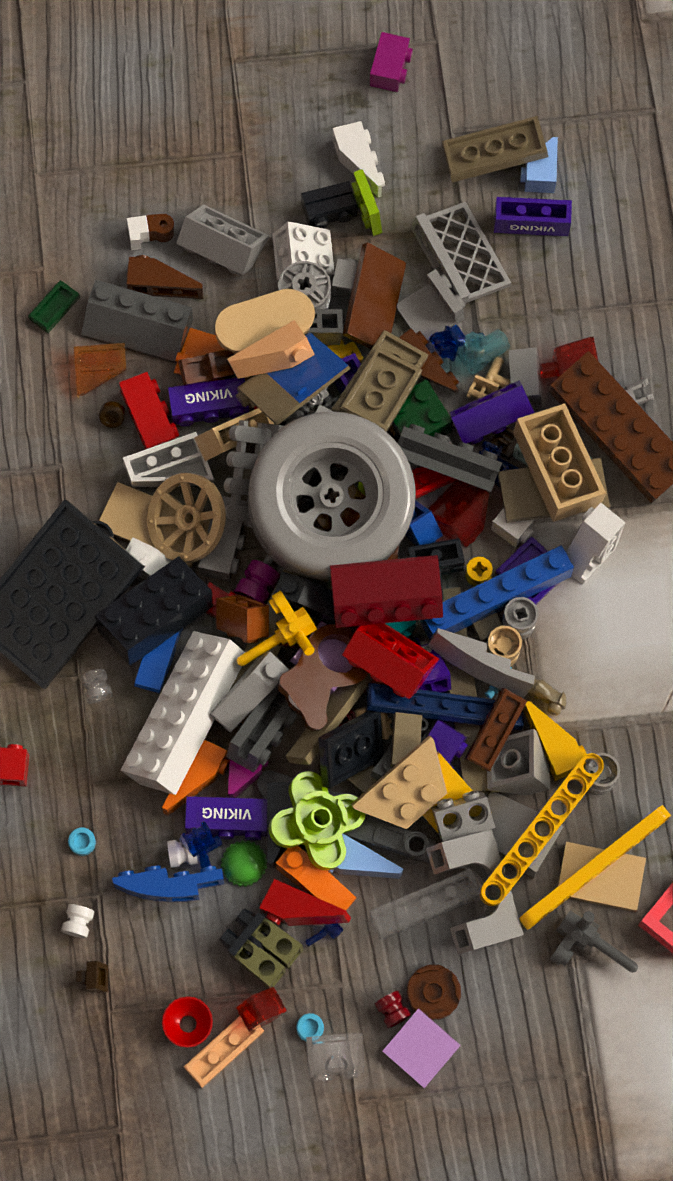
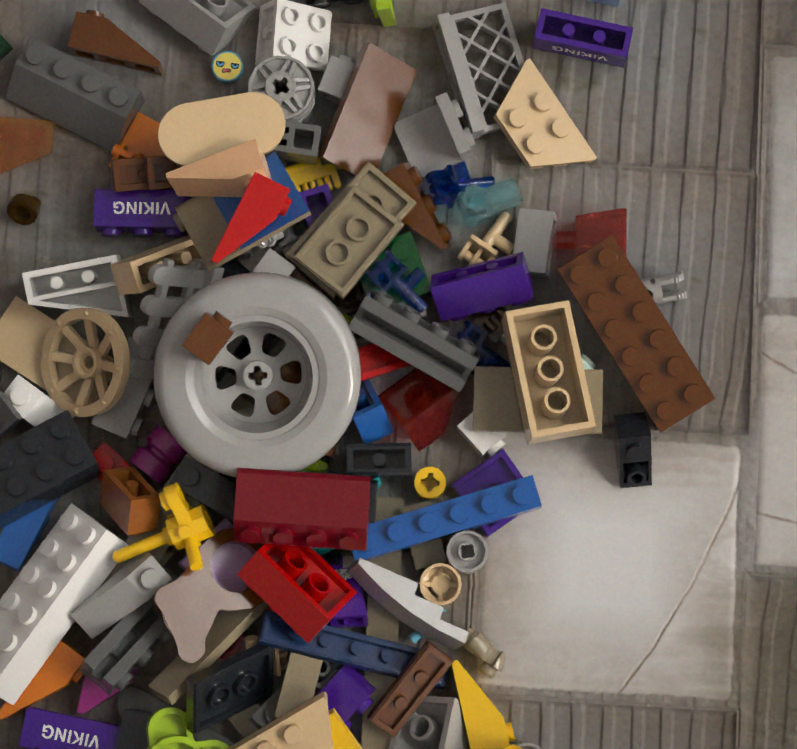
camera: 15 degrees right, 10 degrees up
(147, 410) = (67, 215): red brick -> none
(255, 283) = (227, 67): none -> tile
(292, 462) = (209, 336): none -> reddish brown brick
(308, 368) = (256, 210): none -> red slope
(420, 412) = (393, 278): none -> clear blue arm
(511, 286) = (539, 124): none -> tan wing
(594, 541) = (571, 476): white wedge -> none
(635, 511) = (633, 449): none -> black slope

